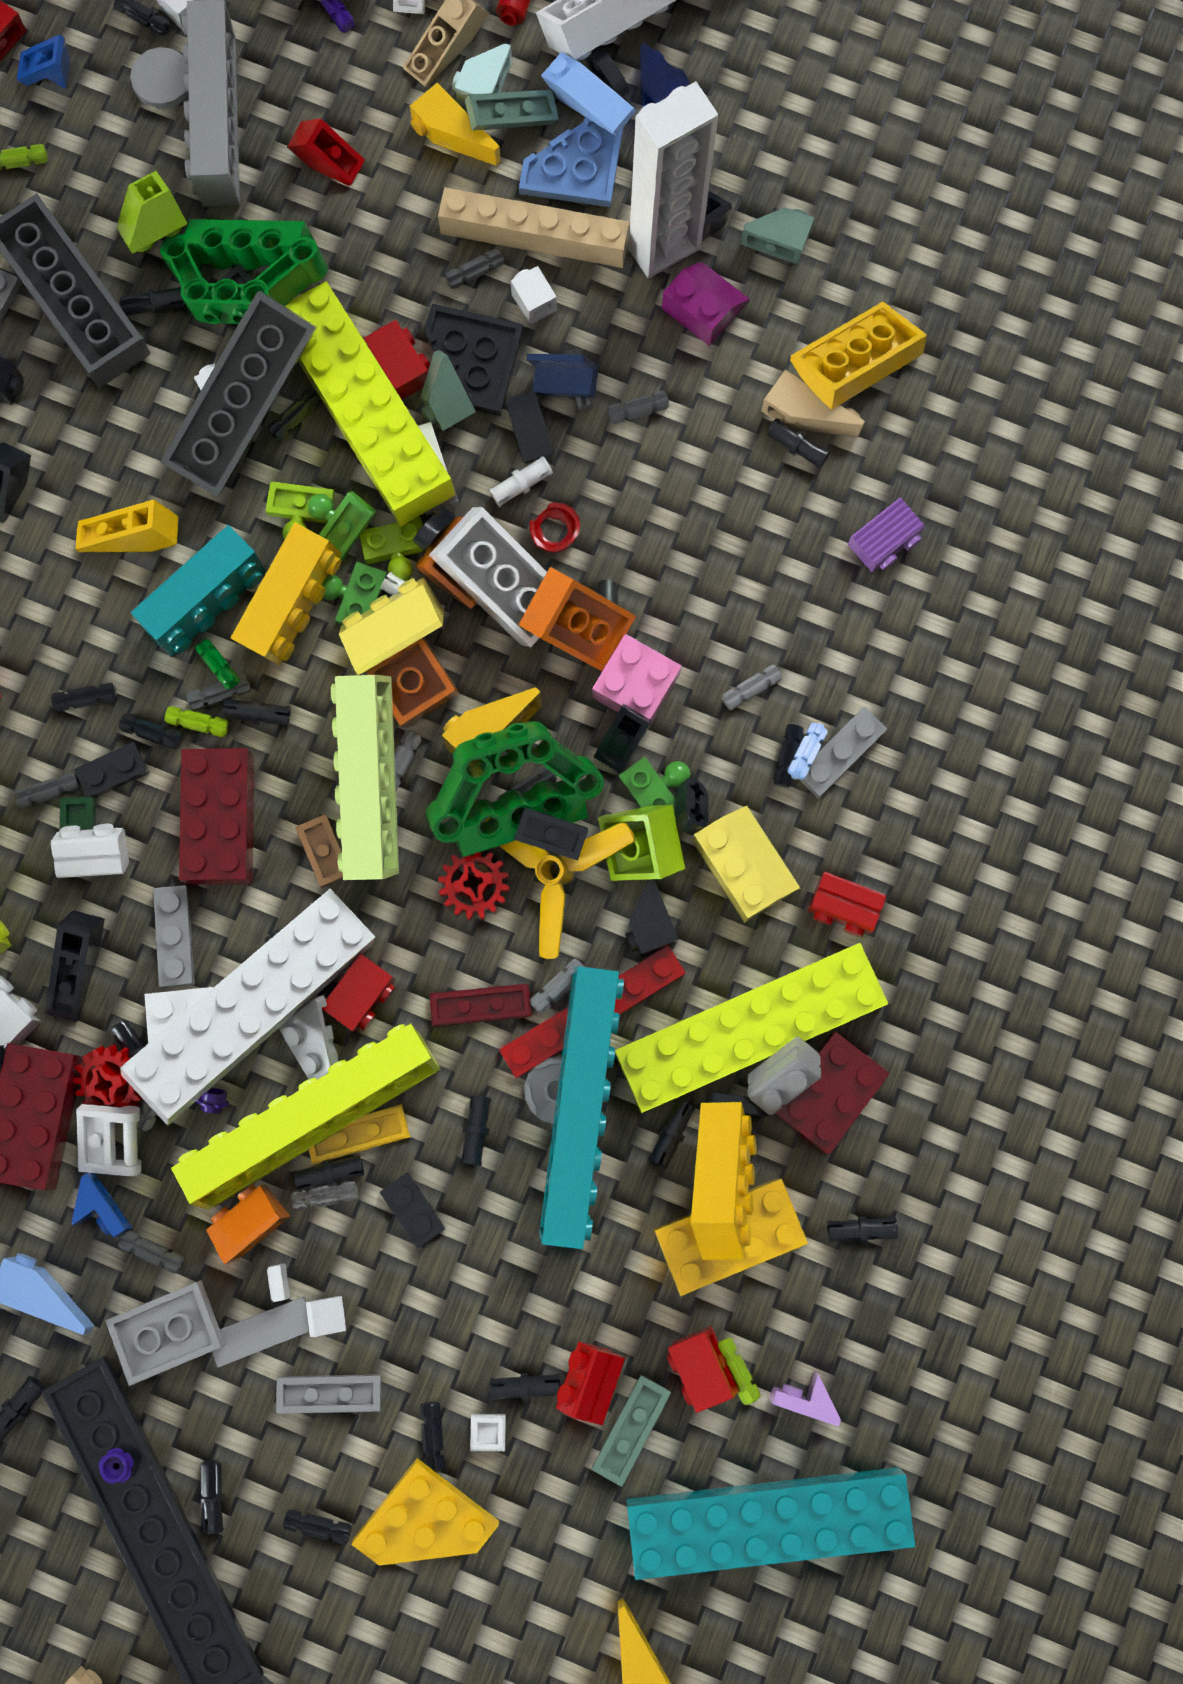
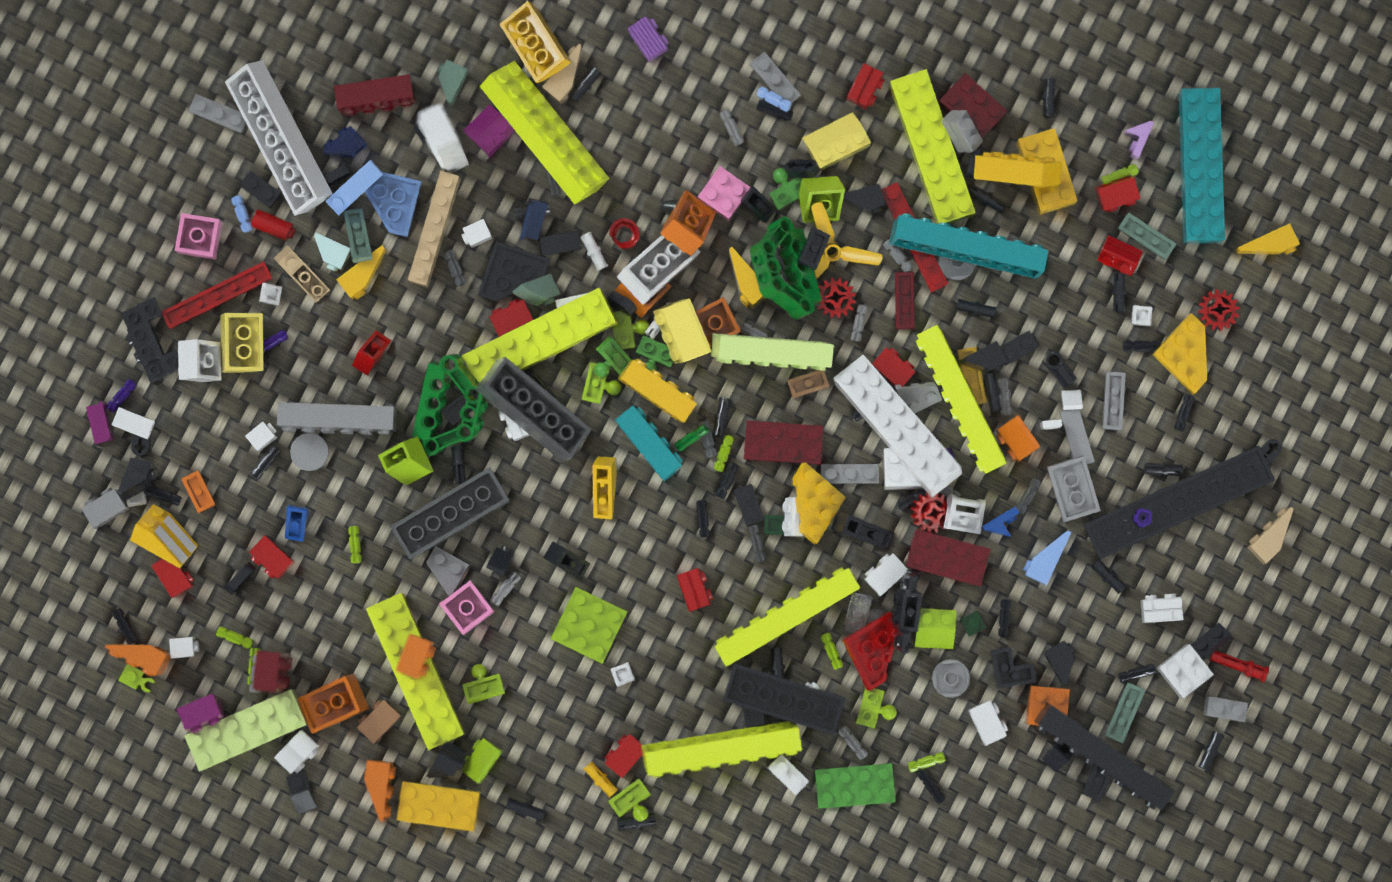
camera: 80 degrees left, 5 degrees up
(113, 876) = (815, 502): none -> yellow plate
(377, 1290) = (1060, 370): none -> black piece
(387, 1155) = (986, 359): none -> black slope
(435, 929) = (859, 323): none -> light grey axle
(492, 1579) = (1218, 302): none -> red gear
(709, 378) = (544, 132): none -> neon yellow brick
(743, 114) = (375, 95): none -> dark red brick

